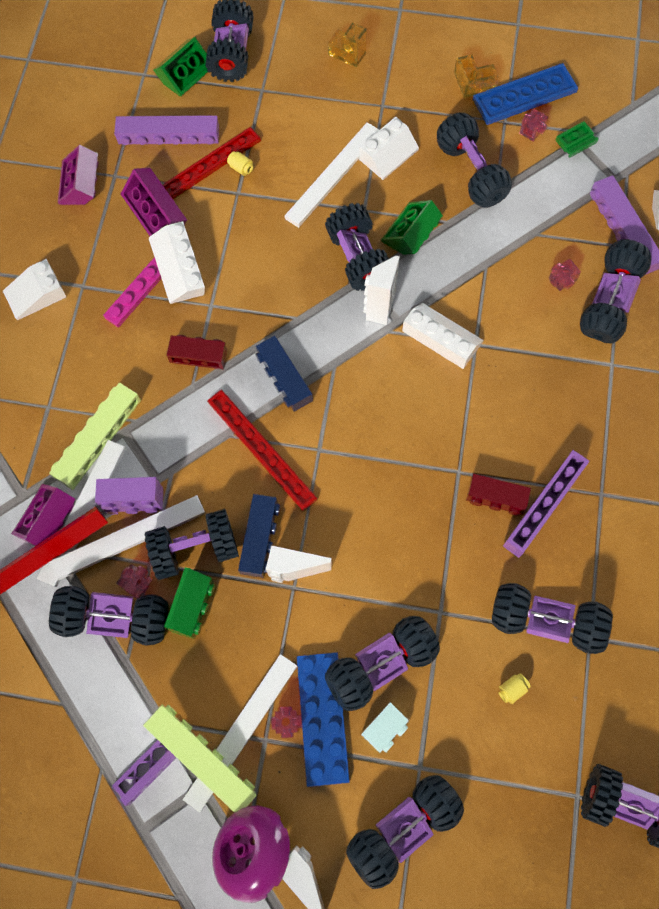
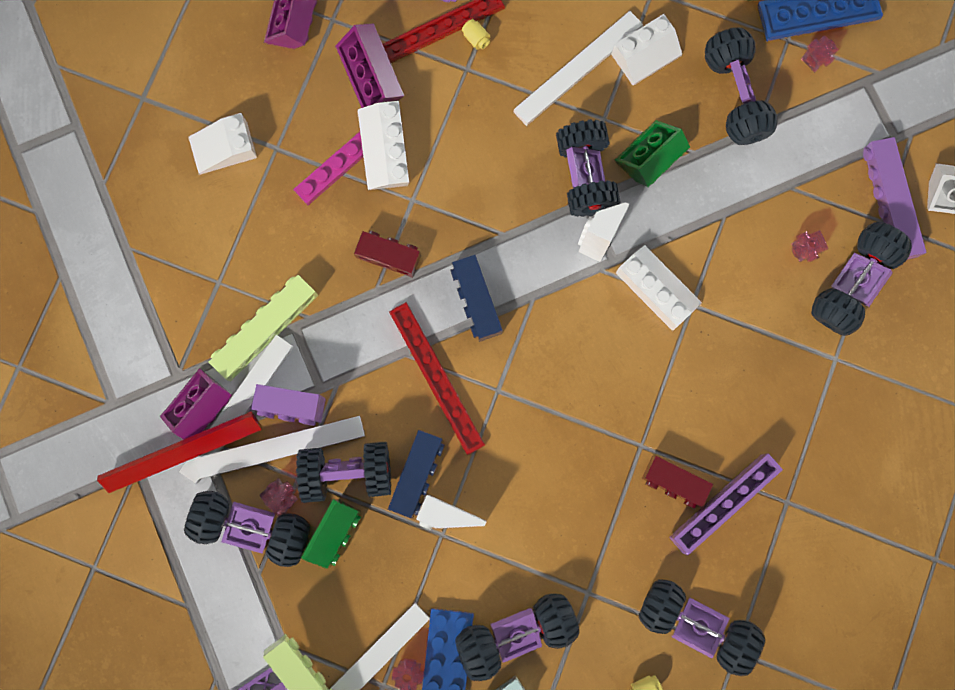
camera: 10 degrees right, 10 degrees up
(576, 139) = (865, 80): green plate -> none

